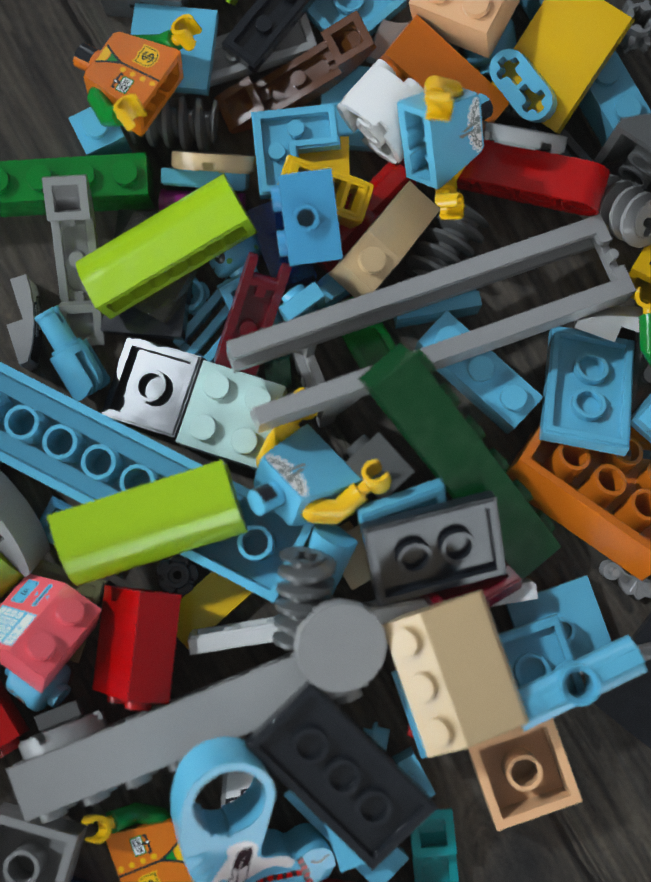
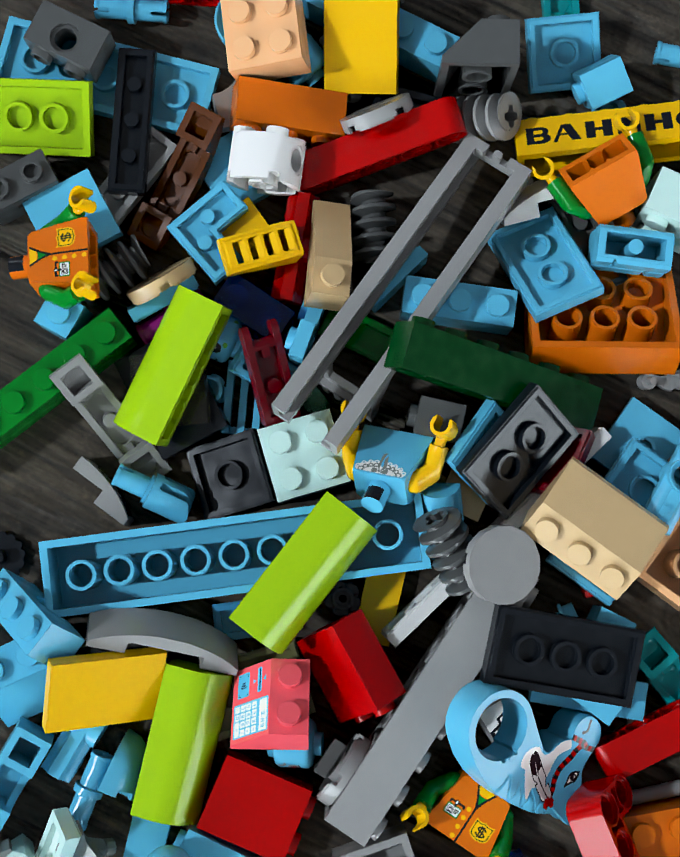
camera: 40 degrees left, 0 degrees up
(308, 217) = (265, 274): dark azure brick -> none
(441, 136) = (320, 154): medium azure torso -> none
(530, 79) = (347, 85): medium azure beam -> none

